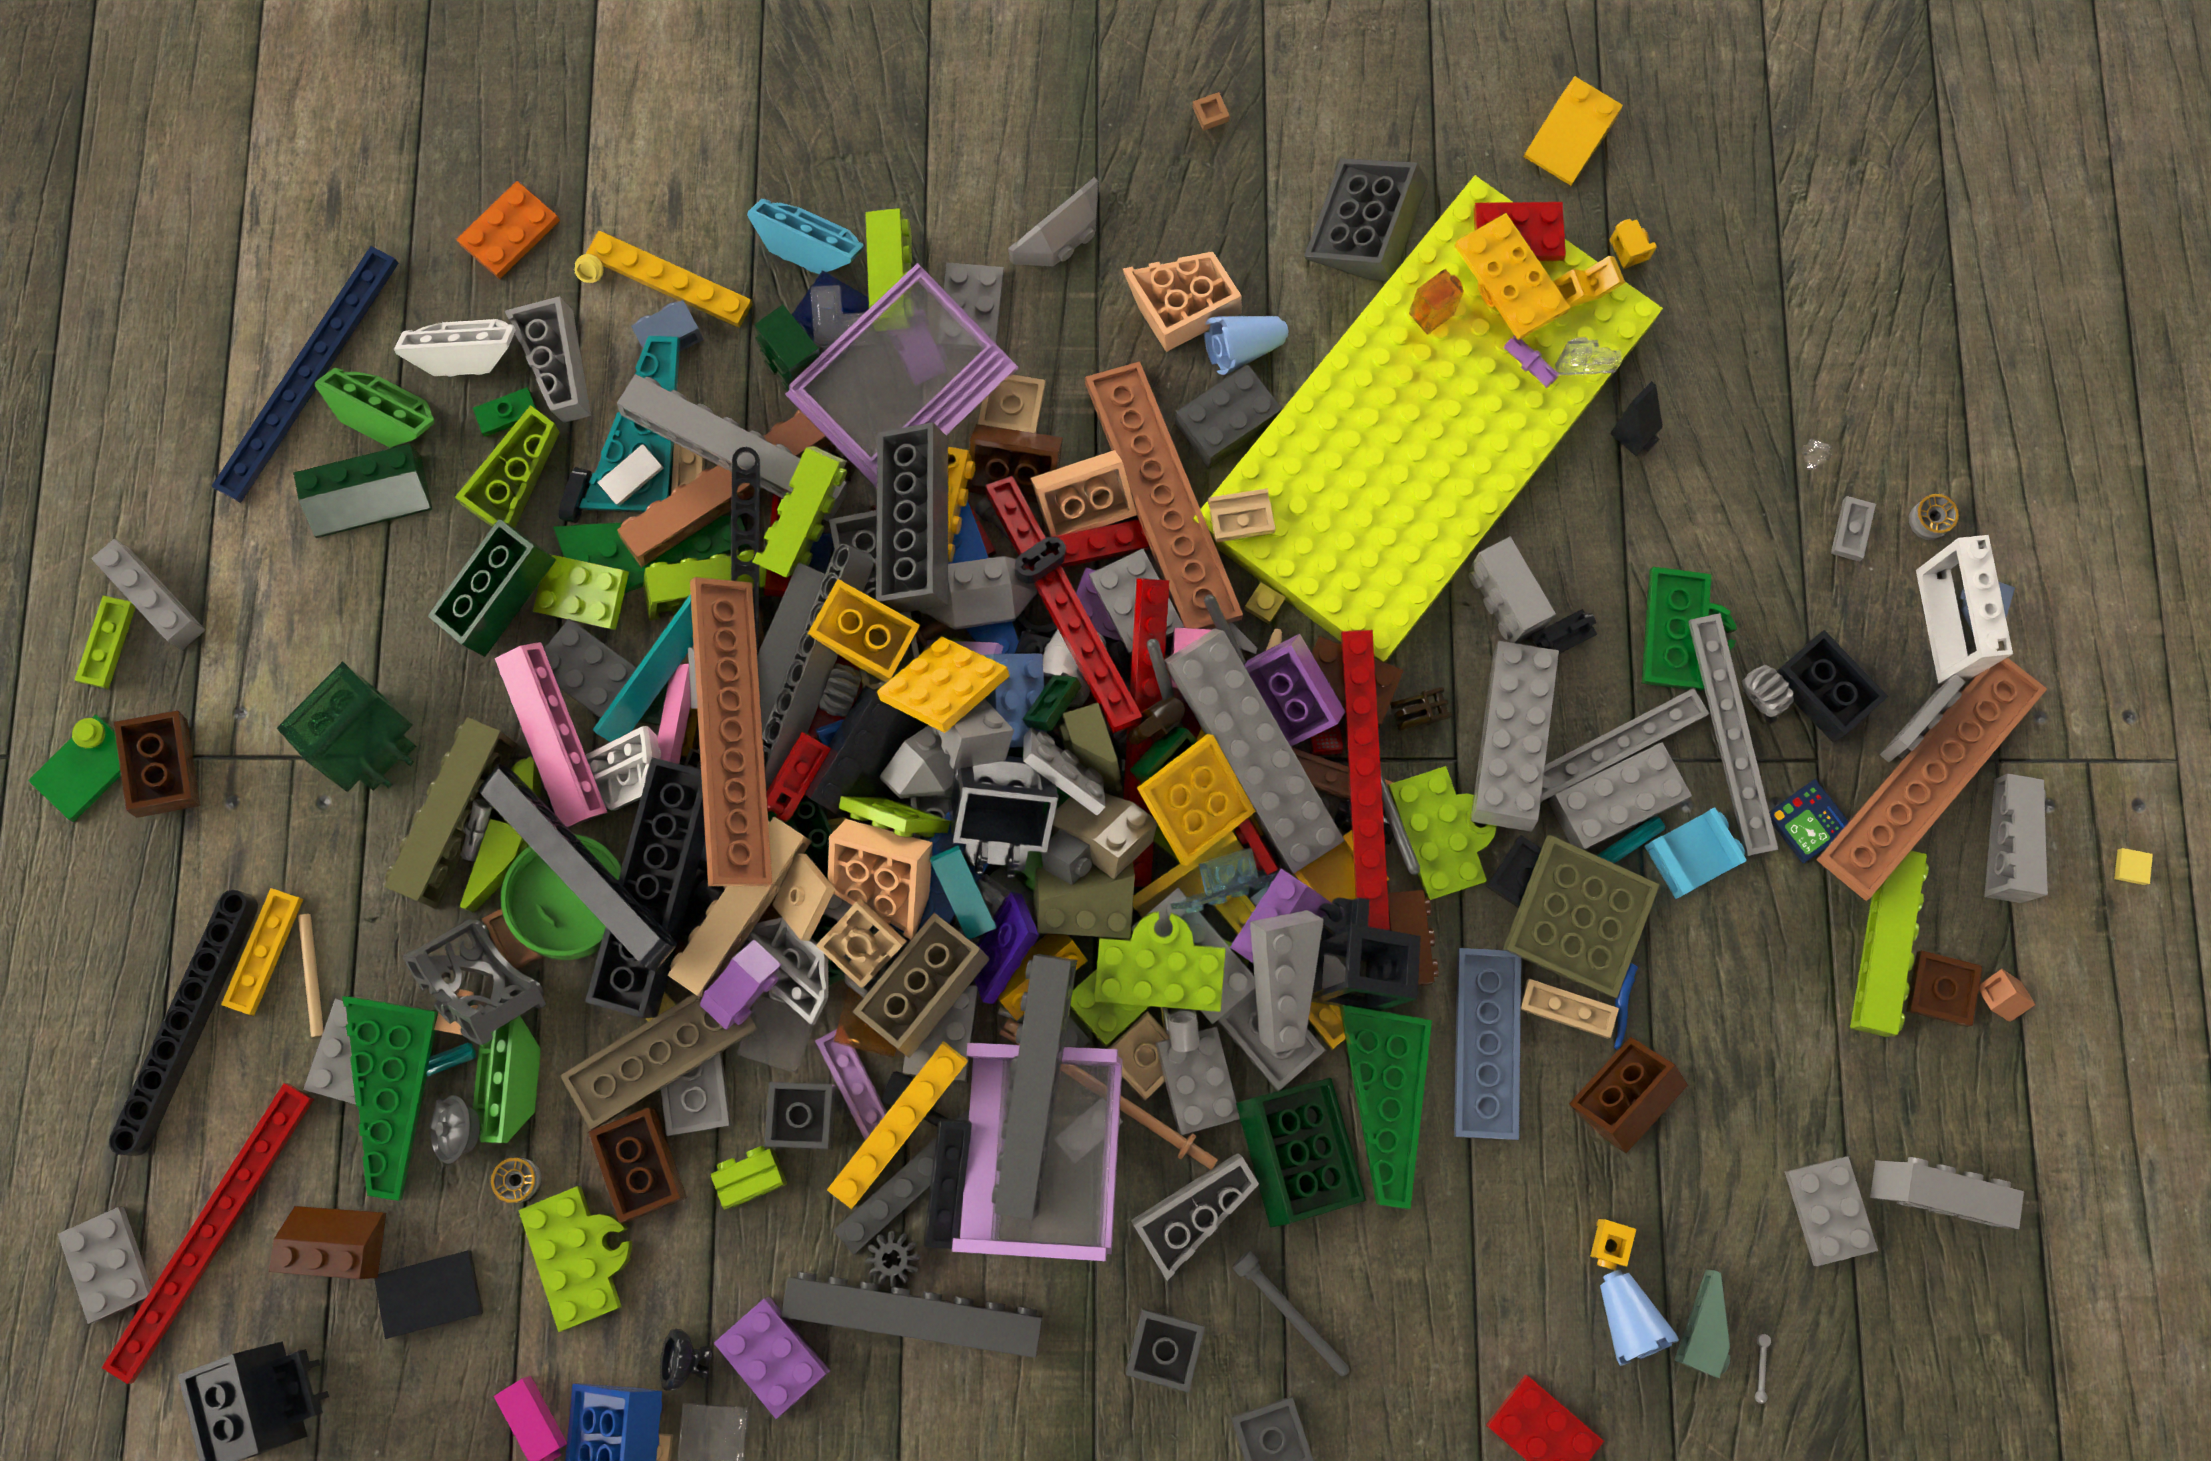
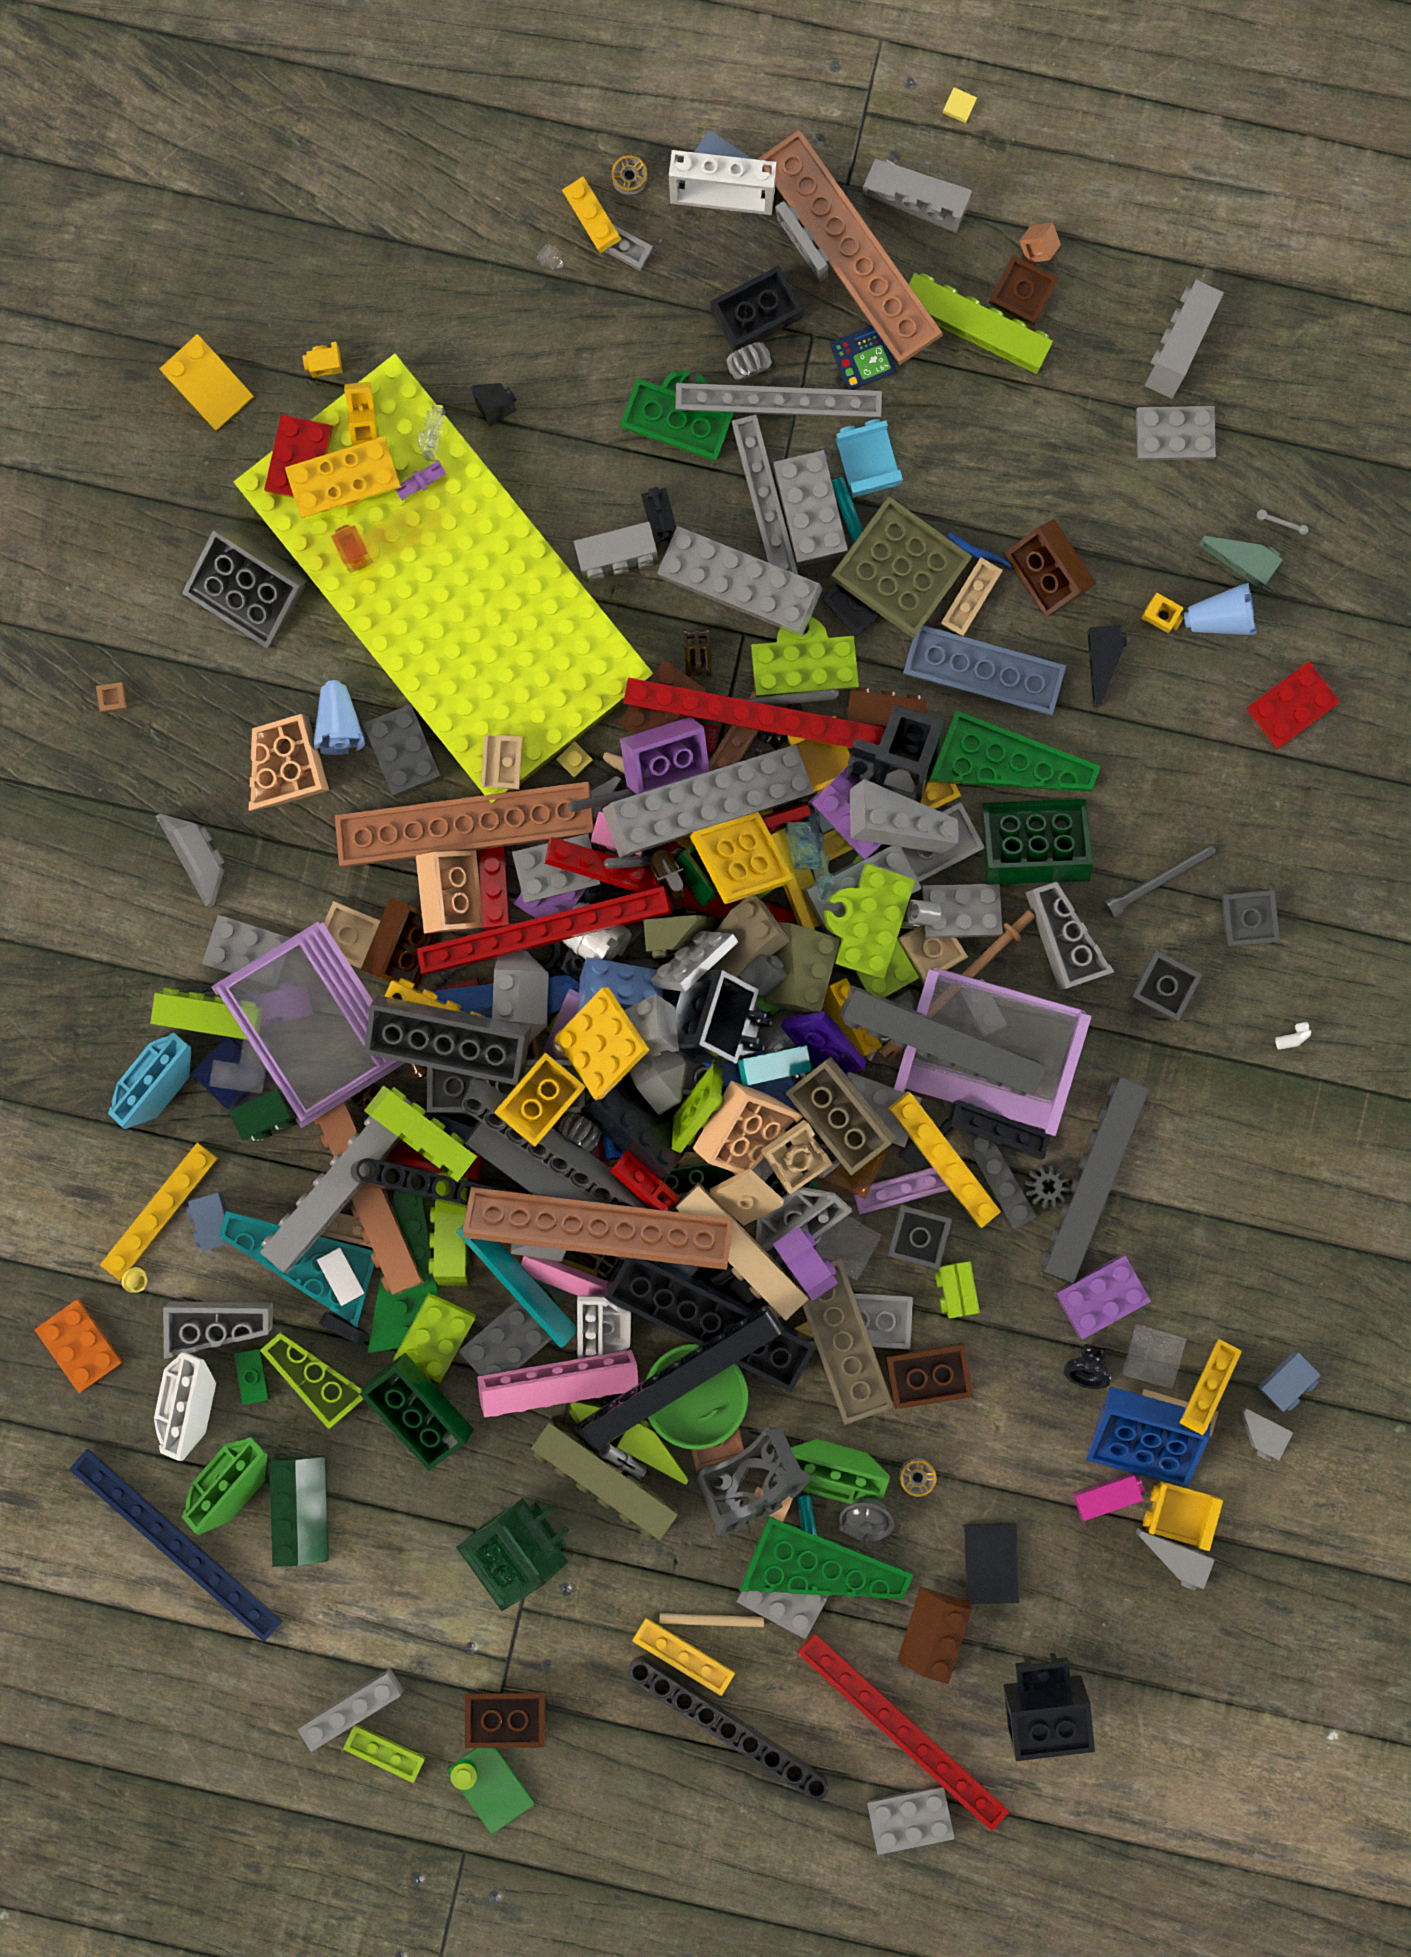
camera: 70 degrees left, 10 degrees up
(575, 1256) = (988, 1440): lime plate -> none
(1037, 556) = (499, 943): black beam -> none
(1052, 702) = (632, 957): dark green plate -> none
(1546, 1183) = (1105, 650): none -> black slope
(1878, 484) = (591, 214): none -> yellow plate

